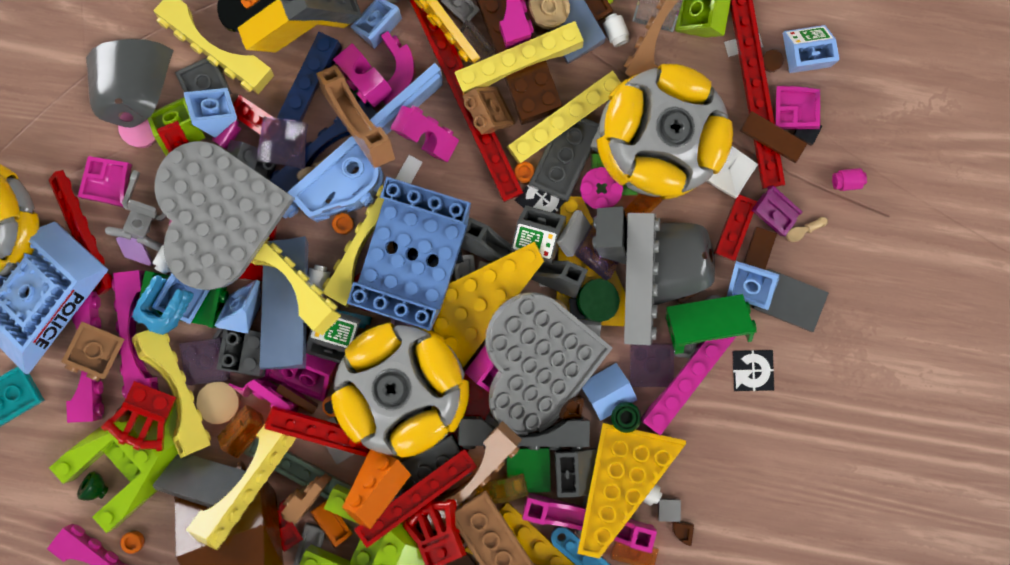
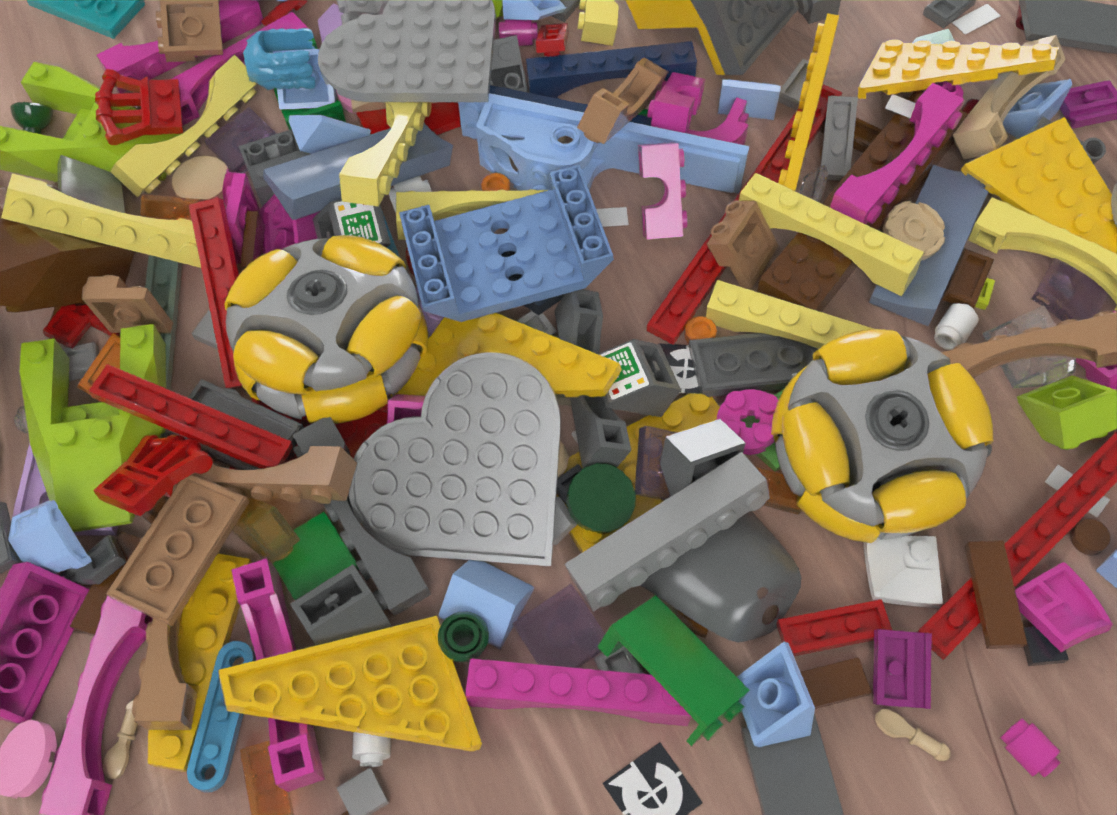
camera: 60 degrees right, 25 degrees down
(283, 142) = (544, 65): clear purple plate -> none
(375, 487) = (174, 361): orange wedge -> none
(572, 408) = (432, 564): reddish brown tile -> none
(573, 233) = (665, 412): light grey tile -> none

